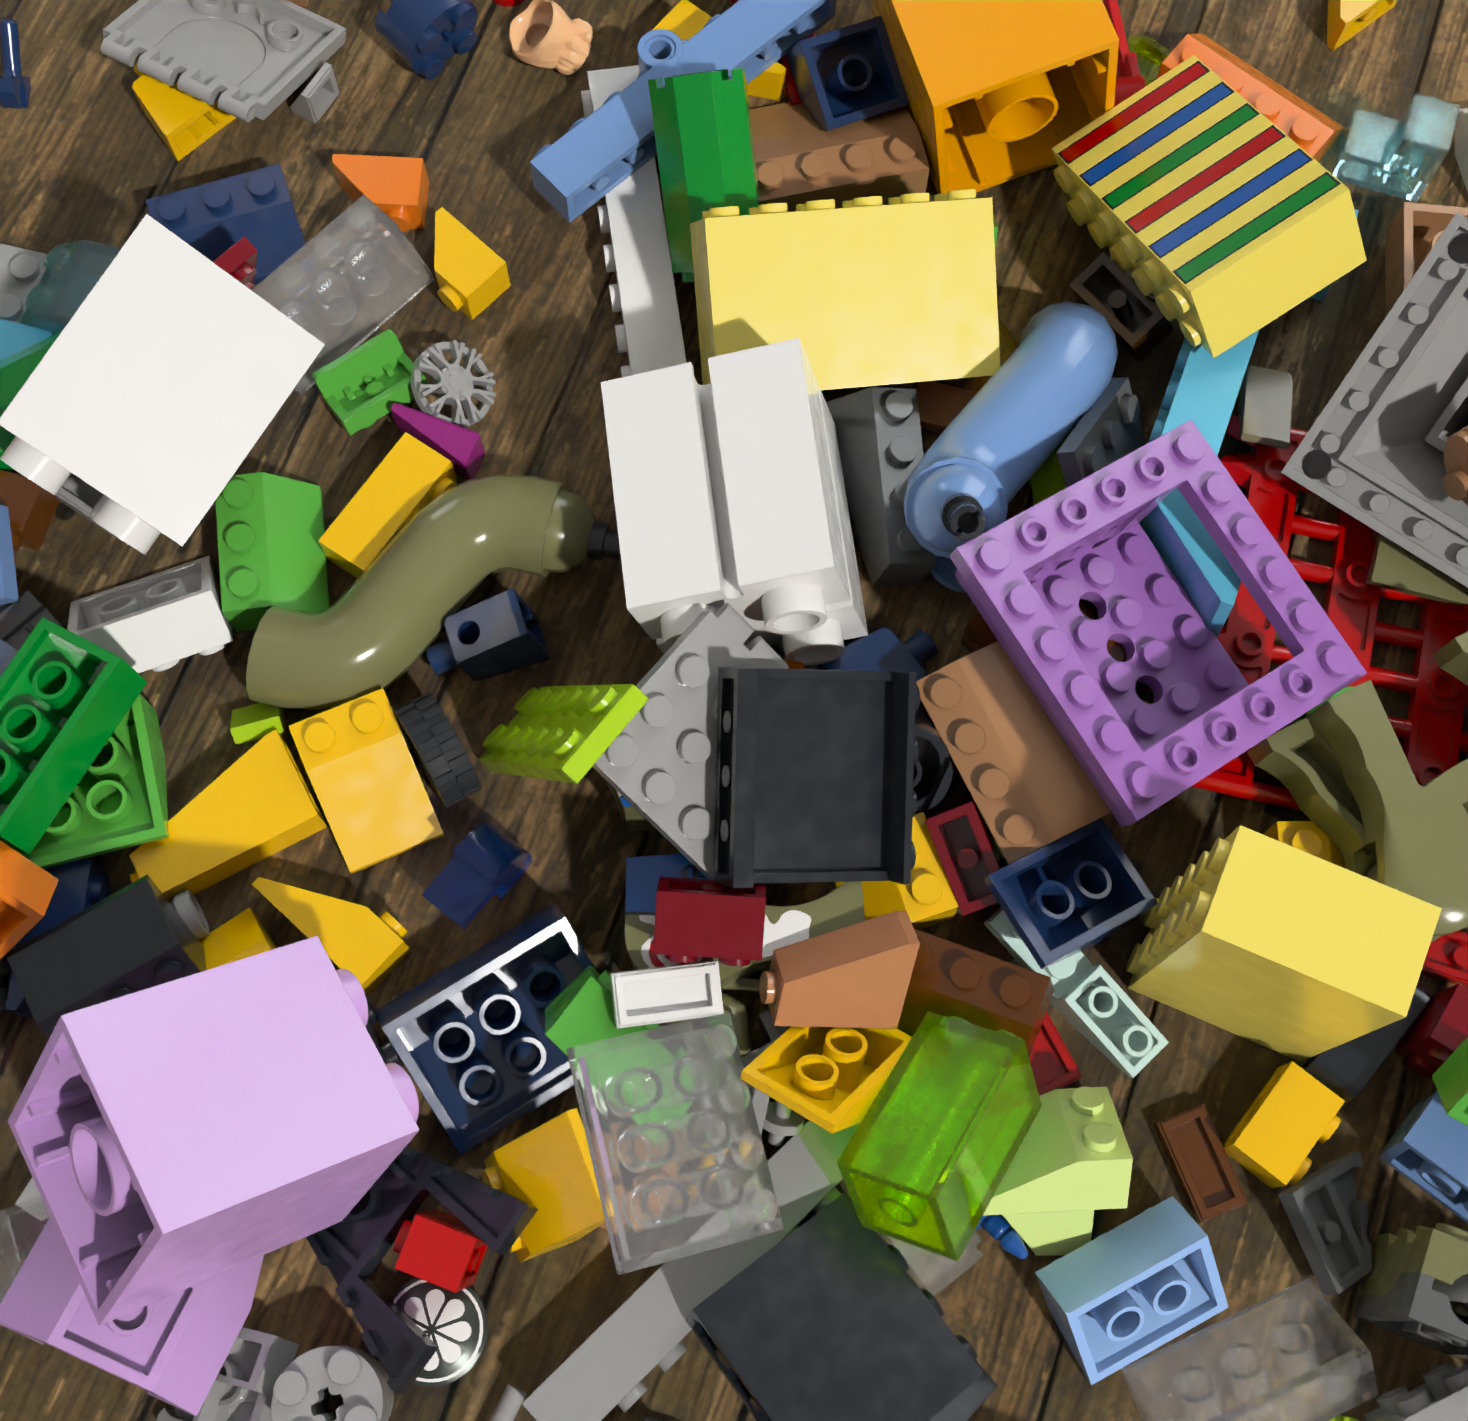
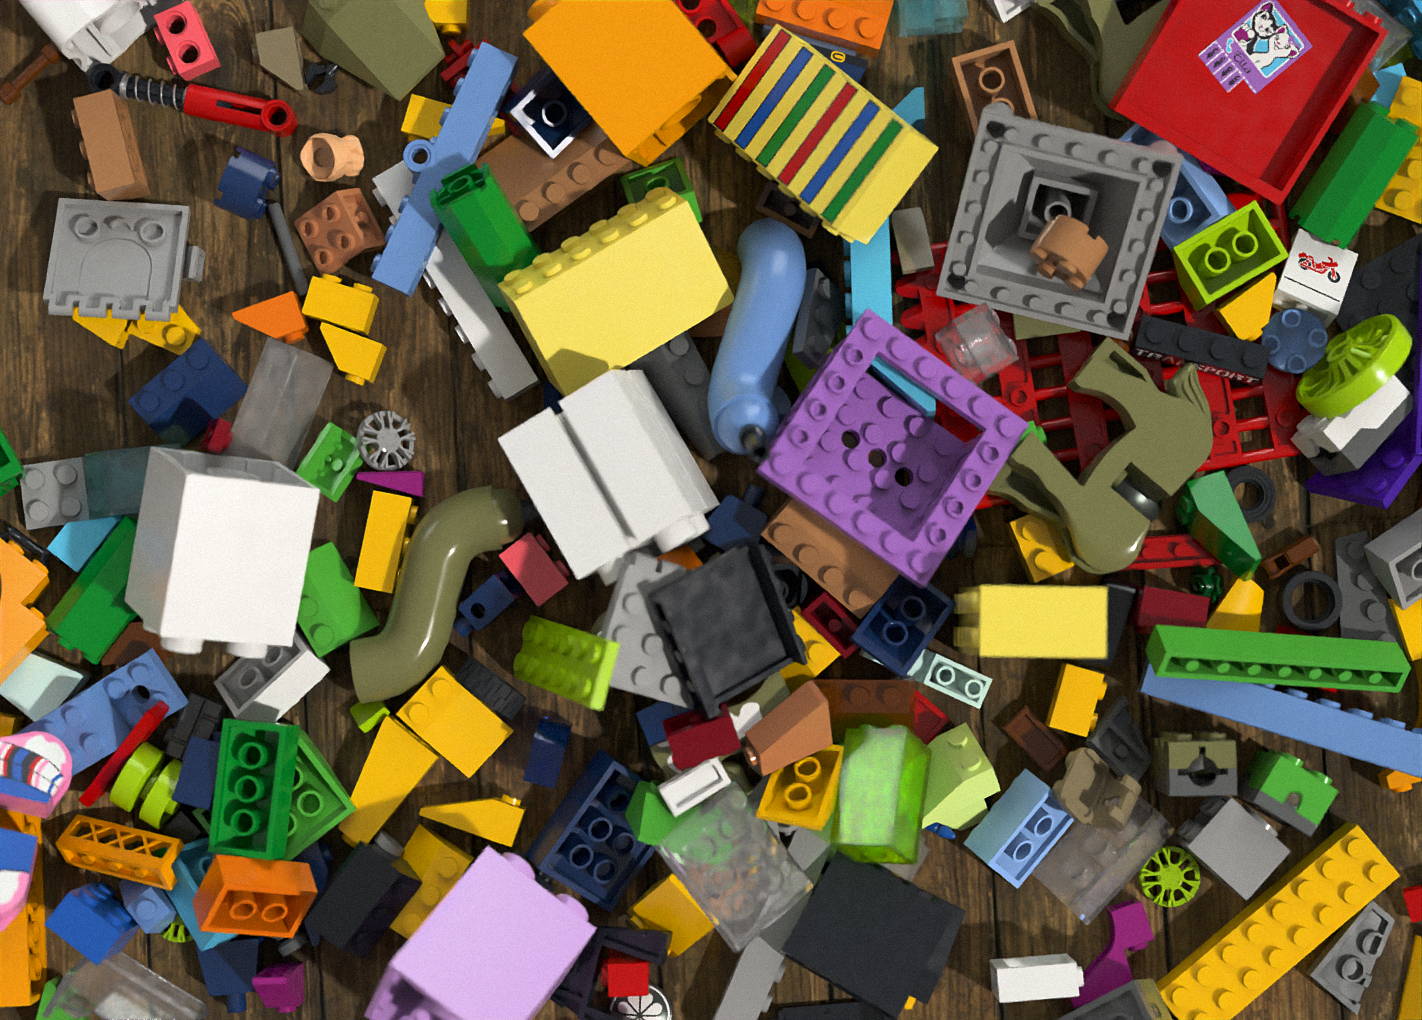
camera: 20 degrees left, 15 degrees up
(240, 145) = (173, 336): none -> yellow wing
(443, 126) = (288, 249): none -> dark grey bar
(477, 201) = (340, 304): none -> yellow brick
(514, 118) = (339, 230): none -> nougat bracket
(575, 626) = (535, 568): none -> coral brick
(1193, 819) = (965, 542): none -> clear blue wheel
(1260, 1269) = (1090, 786): none -> dark tan piece
(1328, 548) = (977, 345): none -> clear brick

